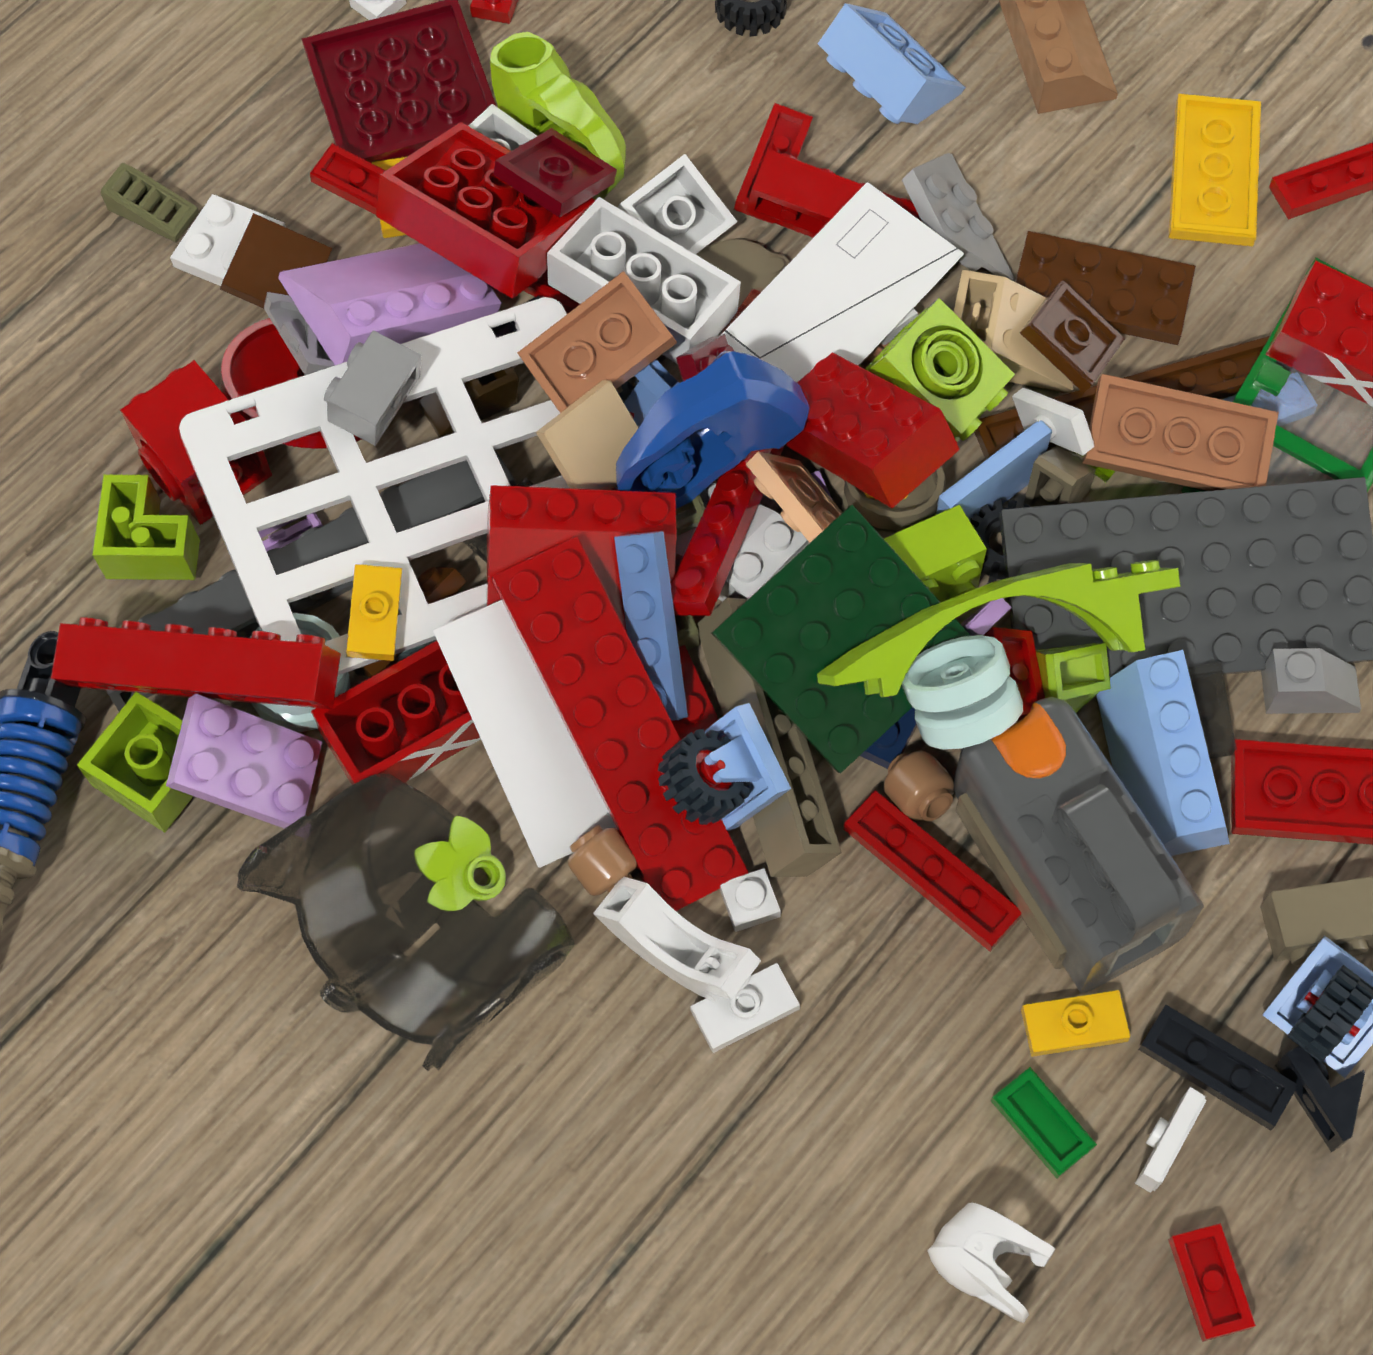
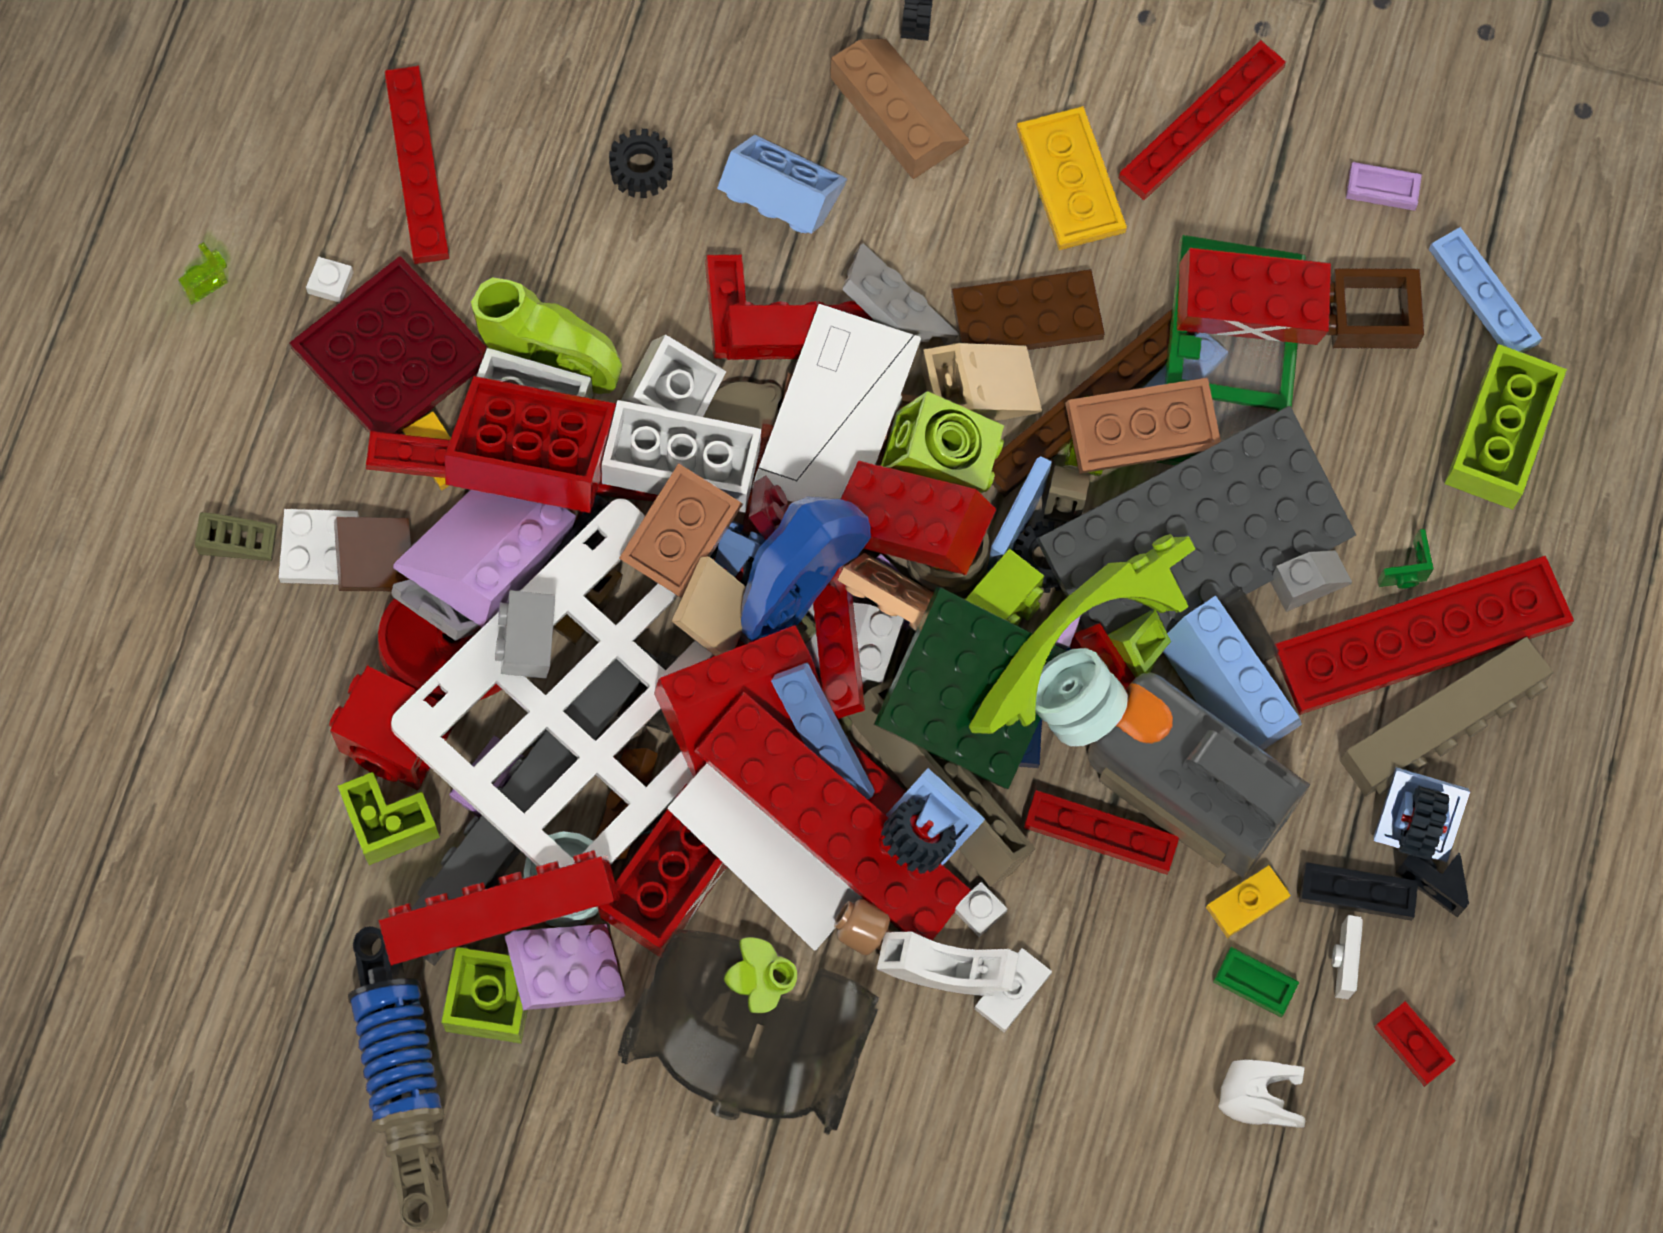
camera: 30 degrees left, 5 degrees up
(374, 612) = (612, 811): yellow plate -> none
(555, 172) = (577, 395): dark red plate -> none
(919, 786) = (1065, 773): medium nougat head -> none
(1065, 421) = (1058, 450): white plate -> none
(1072, 336) = (1026, 369): reddish brown tile -> none

